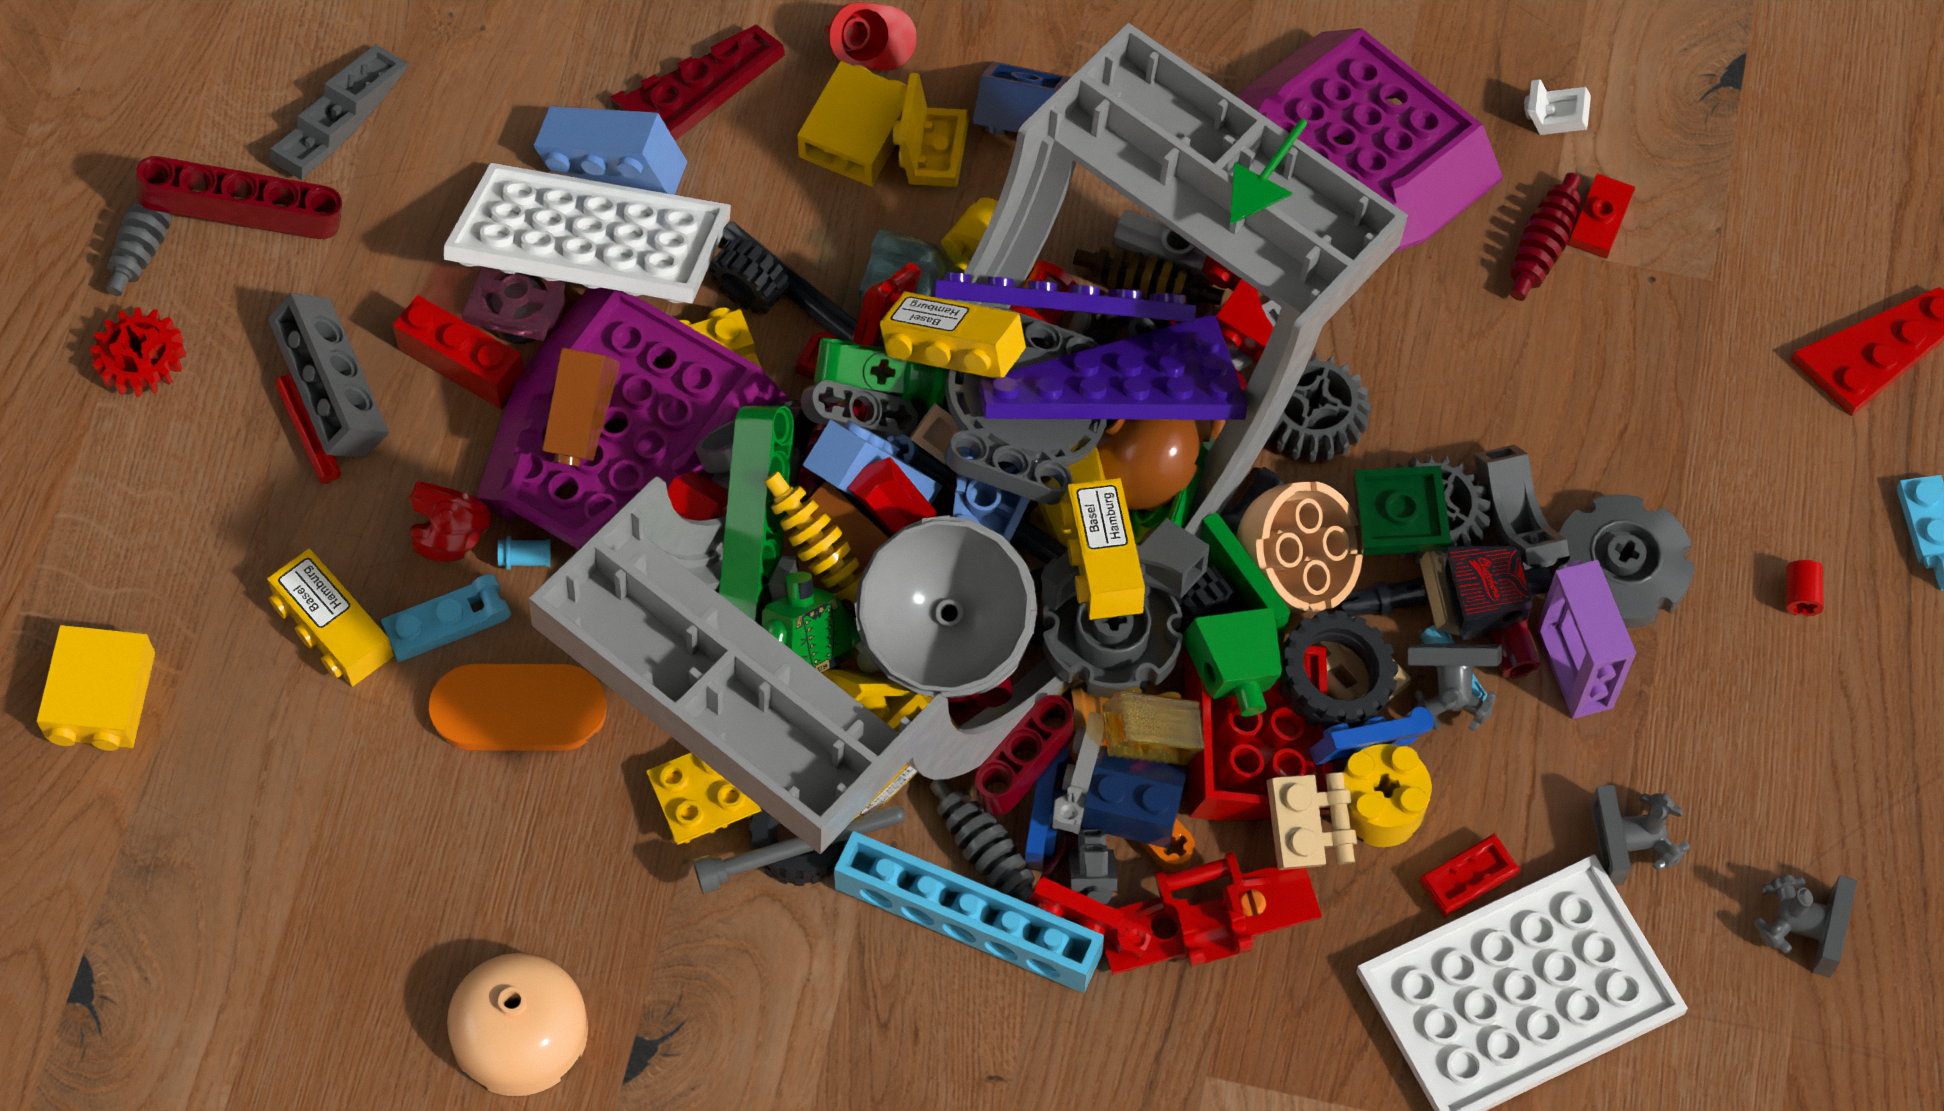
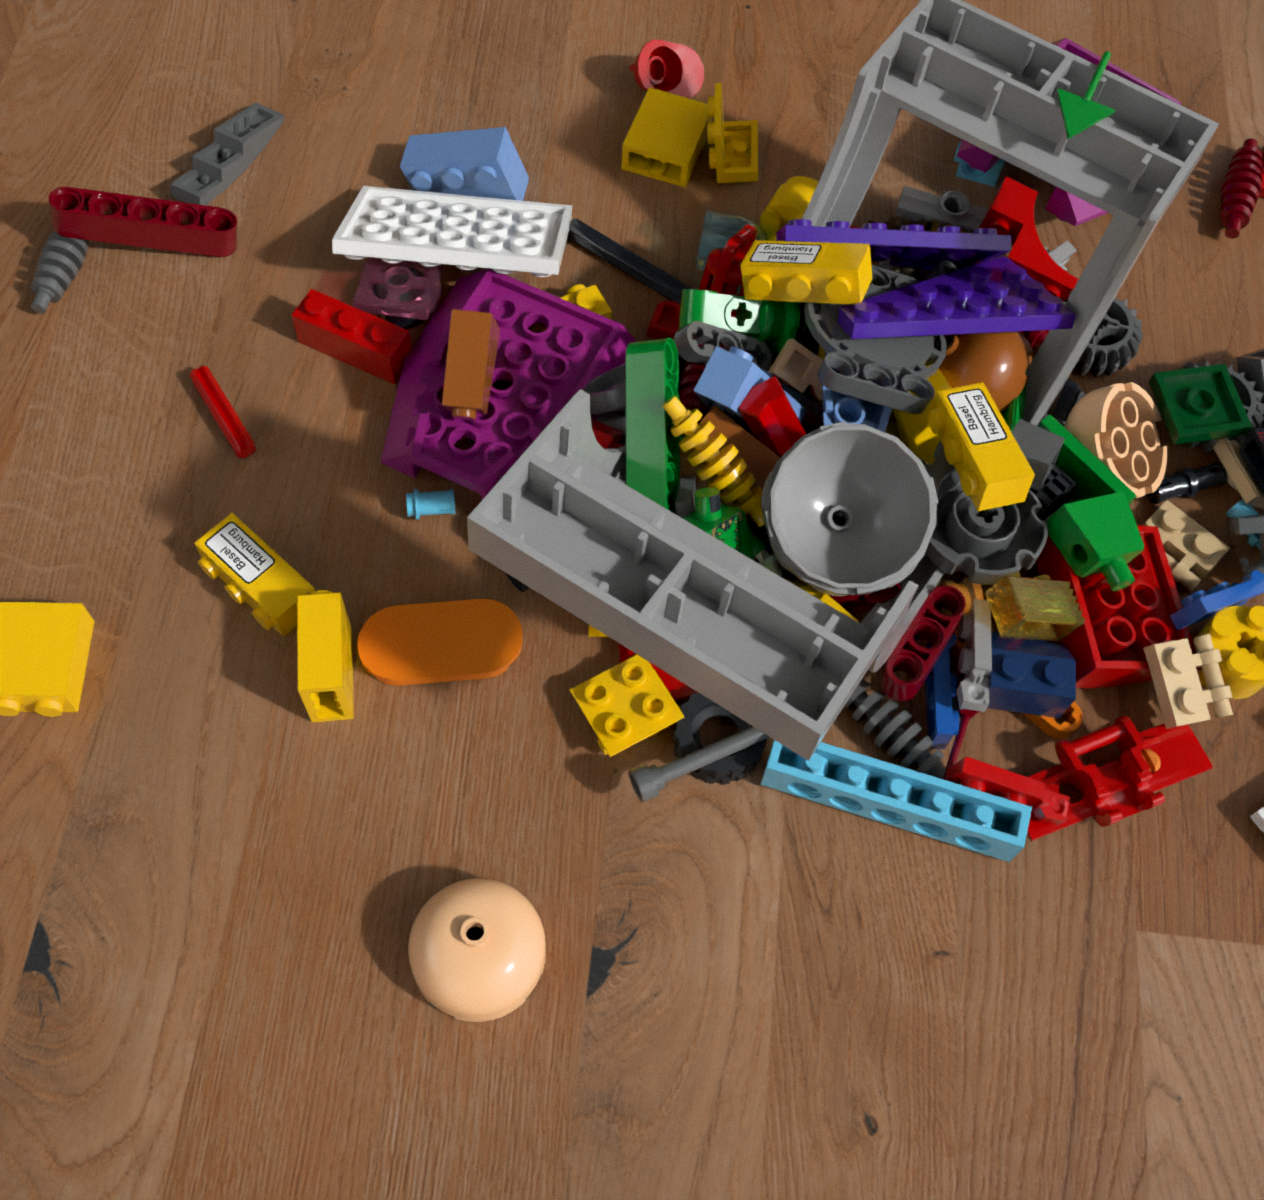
camera: 10 degrees left, 0 degrees up
(120, 364) = (43, 363): red gear -> none
(328, 376) = (237, 364): dark grey brick -> none
(393, 713) = (325, 656): none -> yellow brick
(445, 618) = (367, 565): medium azure plate -> none
(453, 522) = (363, 483): red helmet -> none
(704, 82) = (538, 115): dark red wing -> none
(748, 276) = (598, 256): black tyre -> none
(1012, 95) = (799, 113): dark blue slope -> none
(1093, 866) = (999, 739): dark grey hips -> none
(1364, 642) = (1202, 527): black tyre -> none
(1558, 109) = (1225, 95): white bracket -> none

